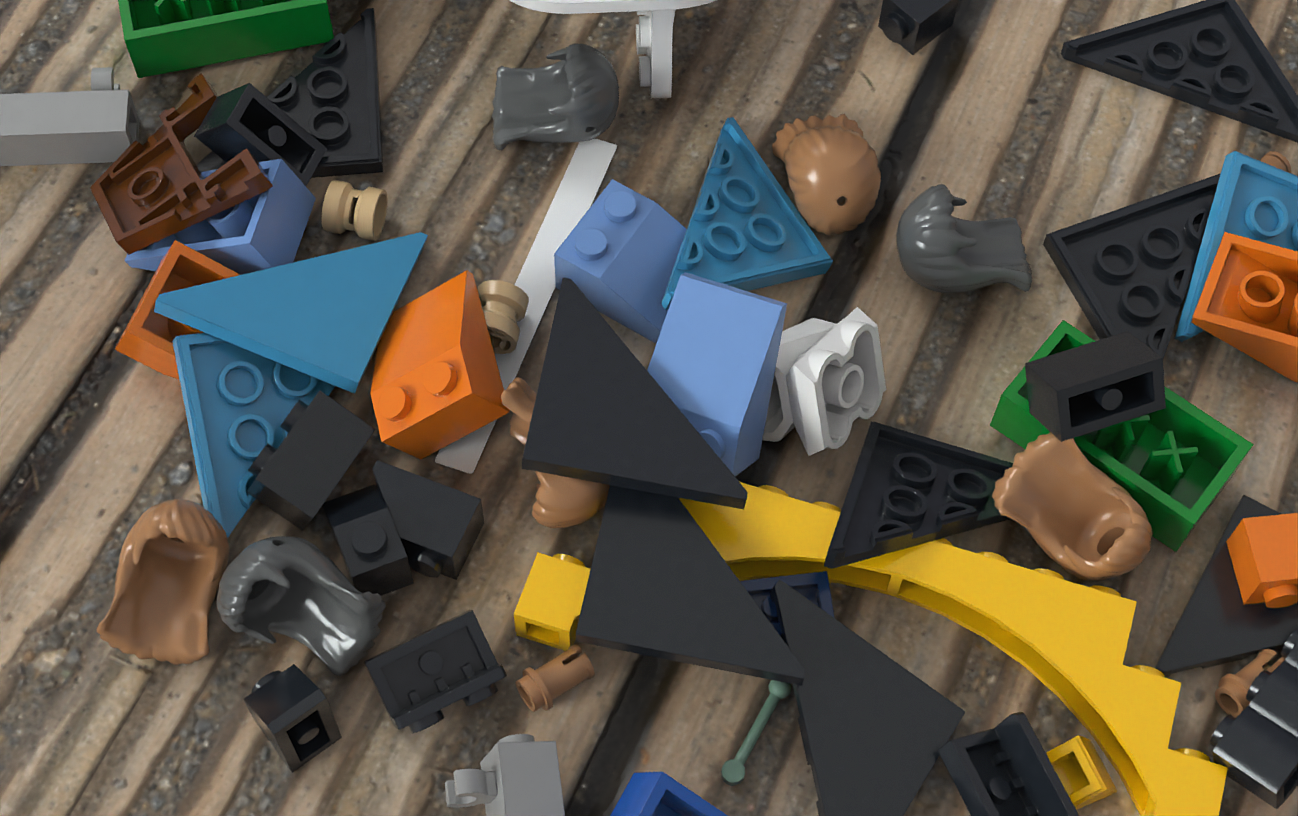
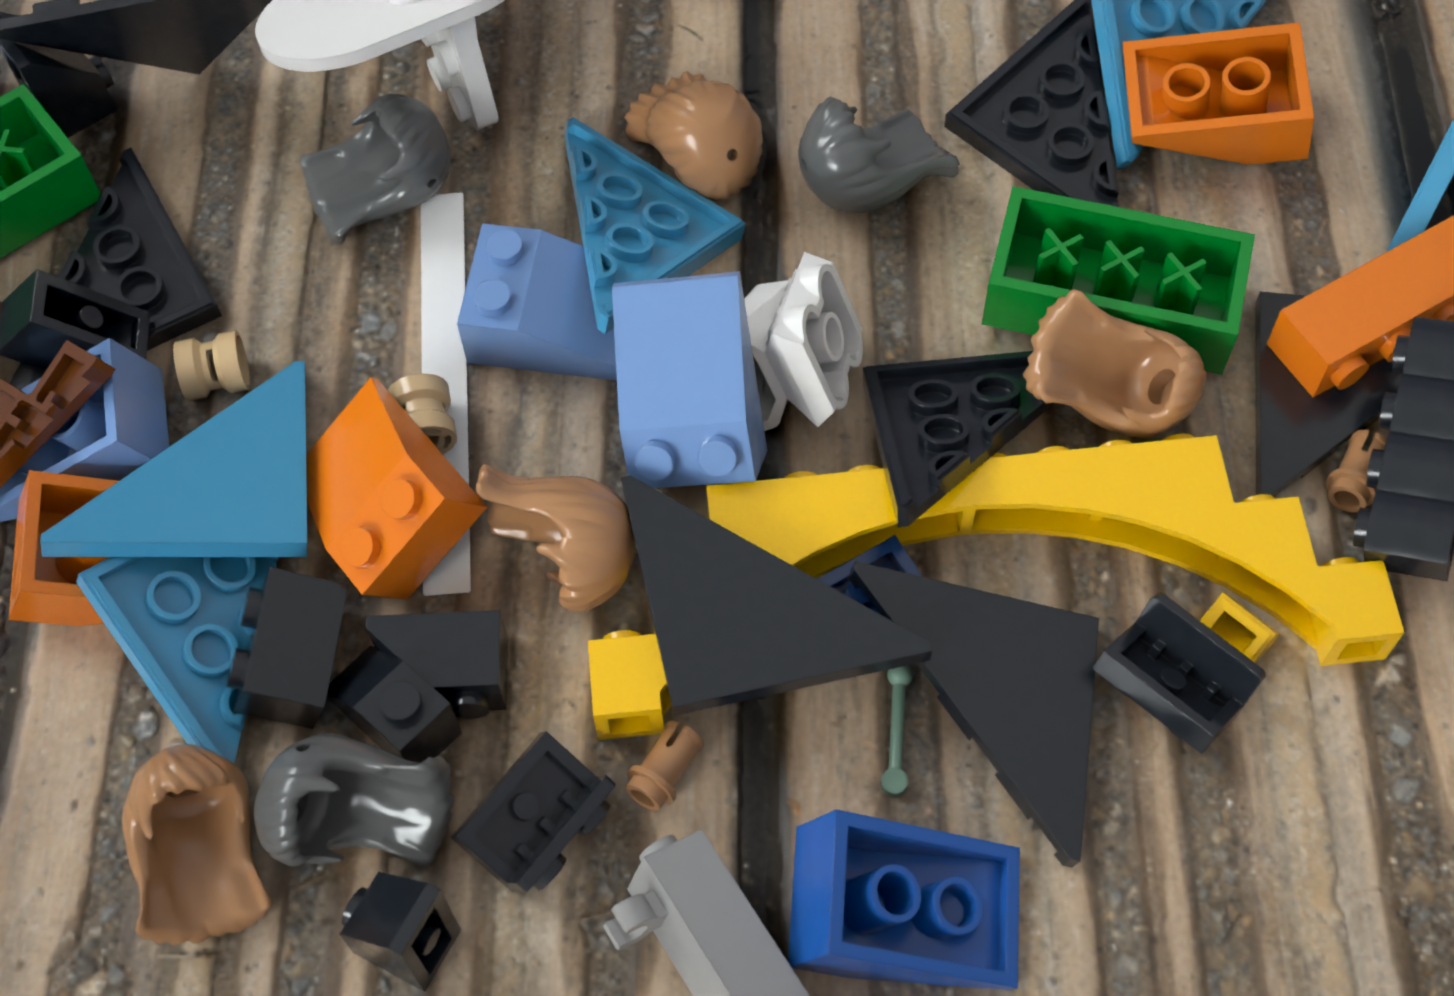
camera: 20 degrees left, 0 degrees up
(611, 421) = (606, 470): black tile -> none
(1095, 385) = (1083, 234): black brick -> none

